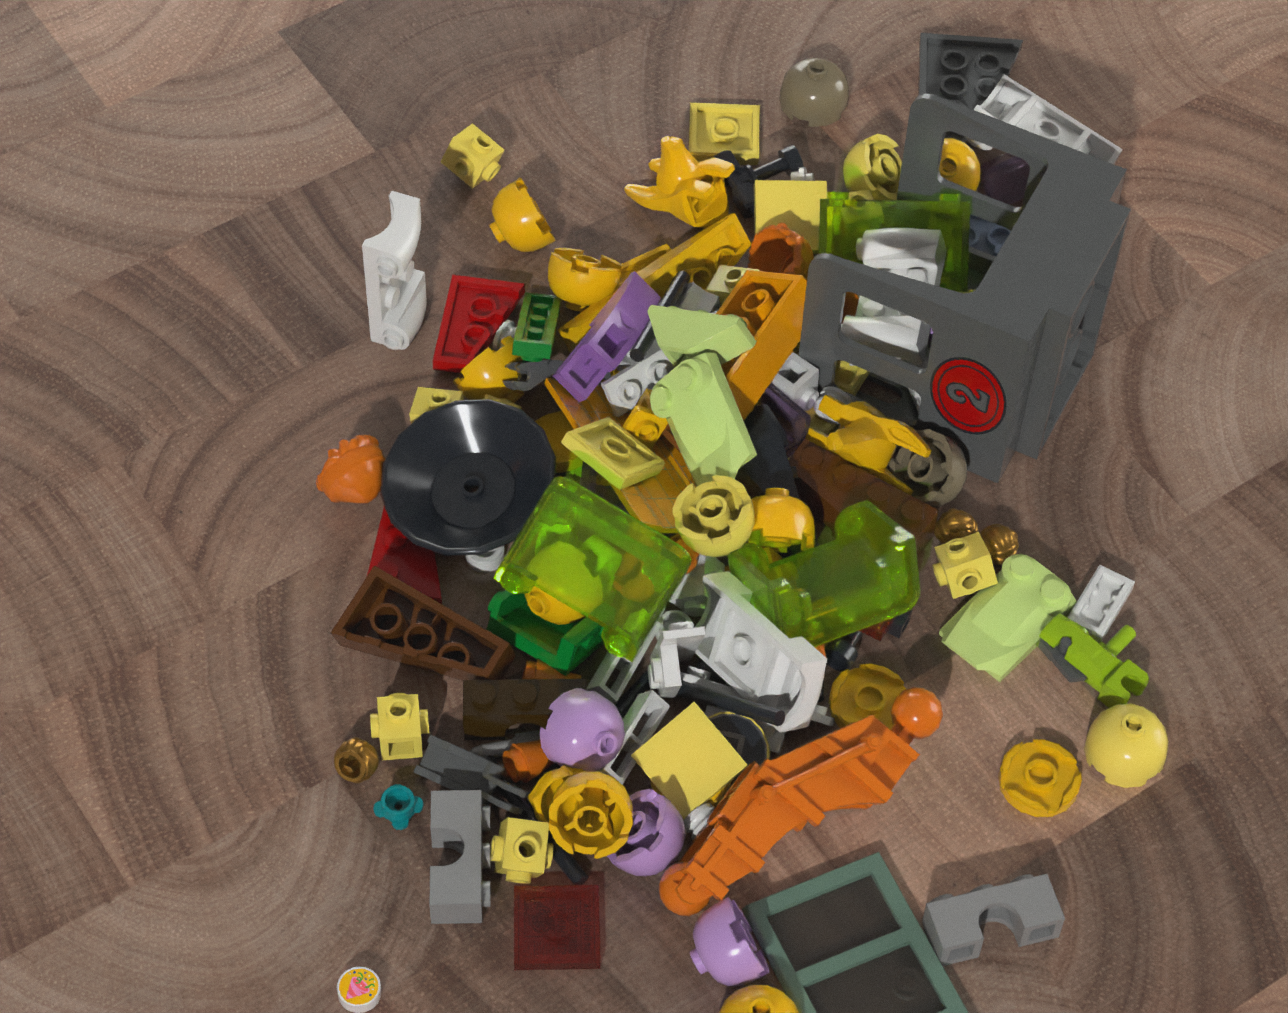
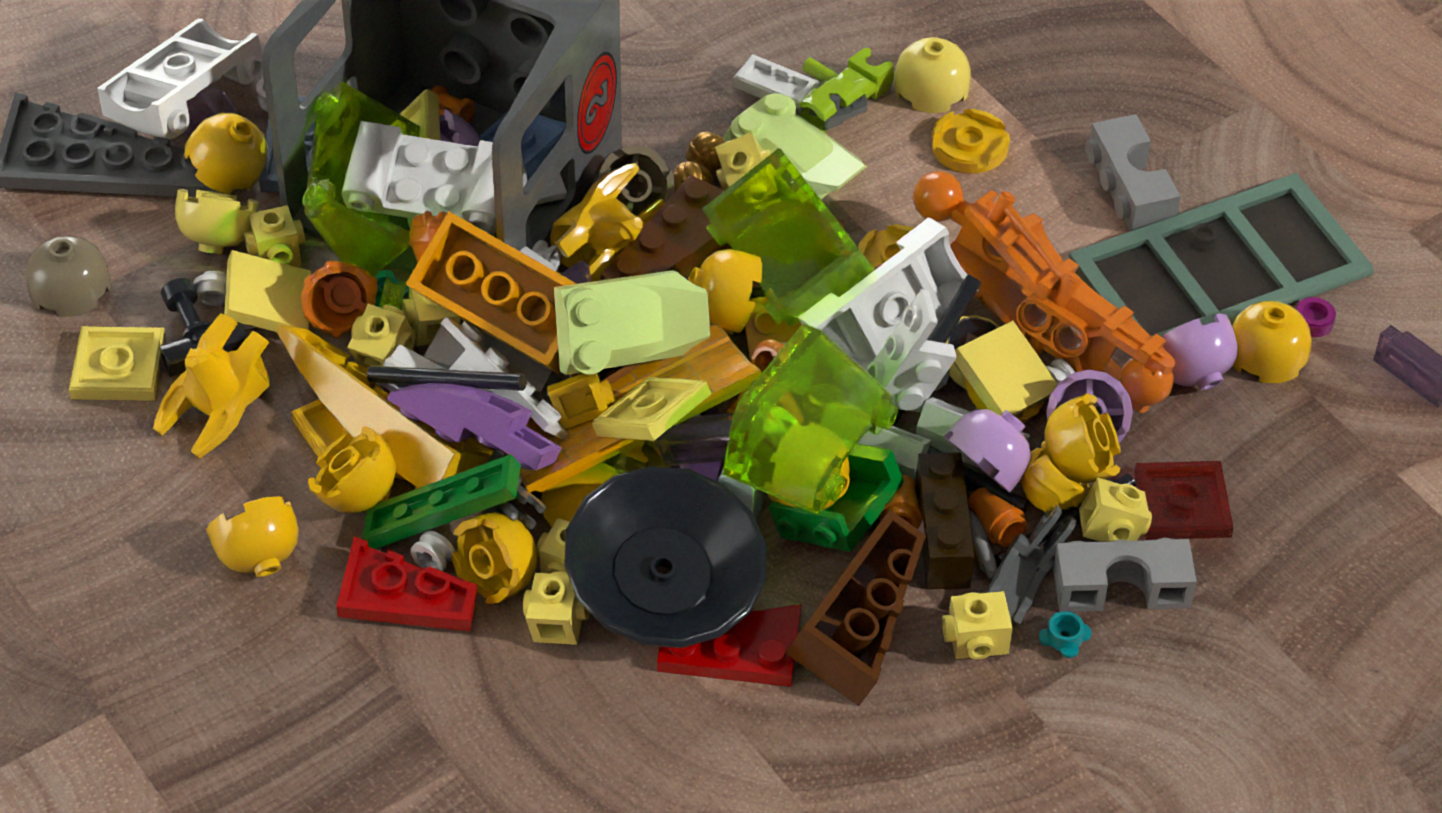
camera: 90 degrees left, 5 degrees down
(353, 471) = (643, 681): orange hair -> none
(356, 760) = (1019, 667): pearl gold piece -> none
(359, 989) = (1281, 658): tile -> none
(392, 284) = (373, 614): white piece -> none
(473, 156) = (148, 589): light yellow brick -> none
(691, 333) = (516, 317): yellowish green slope -> none
(714, 516) = (747, 310): light yellow cylinder -> none

